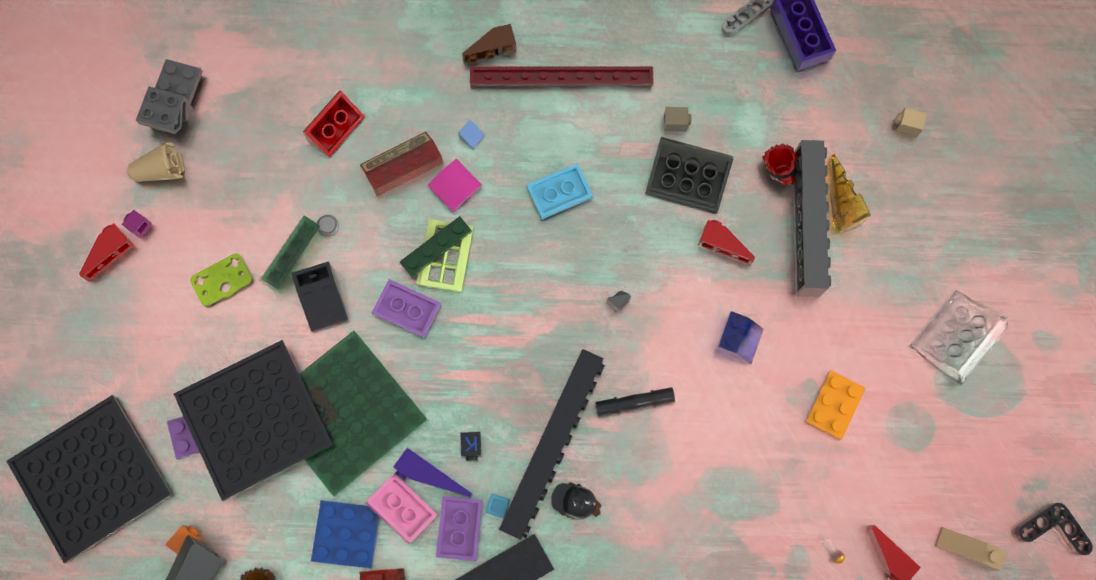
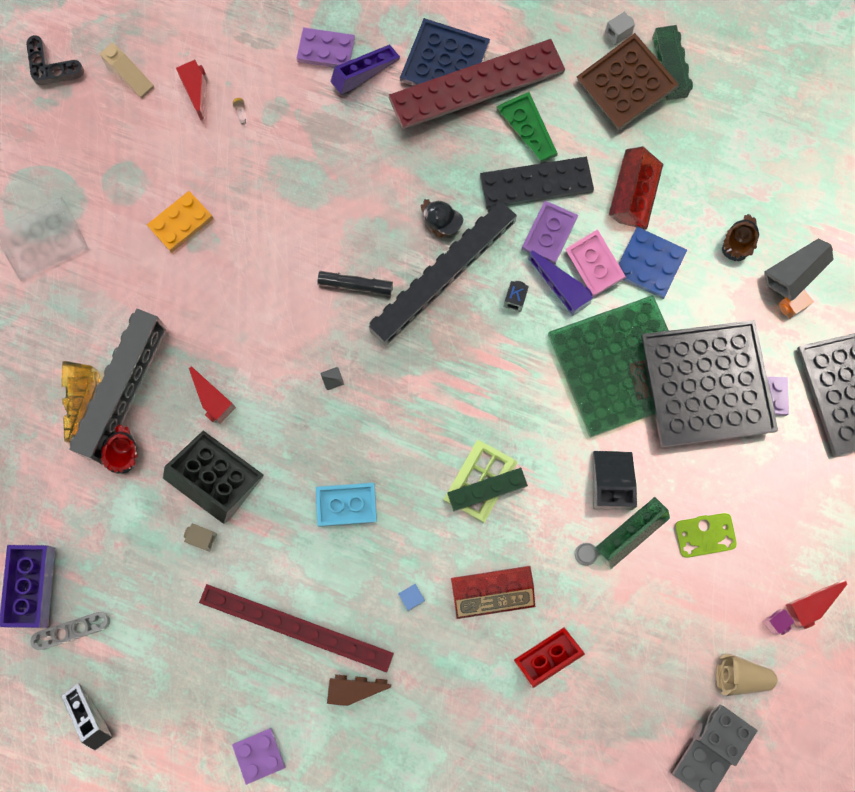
camera: 155 degrees left, 0 degrees up
(406, 308) = (534, 441): medium lavender plate -> none
(454, 185) = (447, 549): dark pink slope -> none
(497, 505) = (510, 240): medium azure tile -> none
(739, 337) = (238, 306): clear blue slope -> none

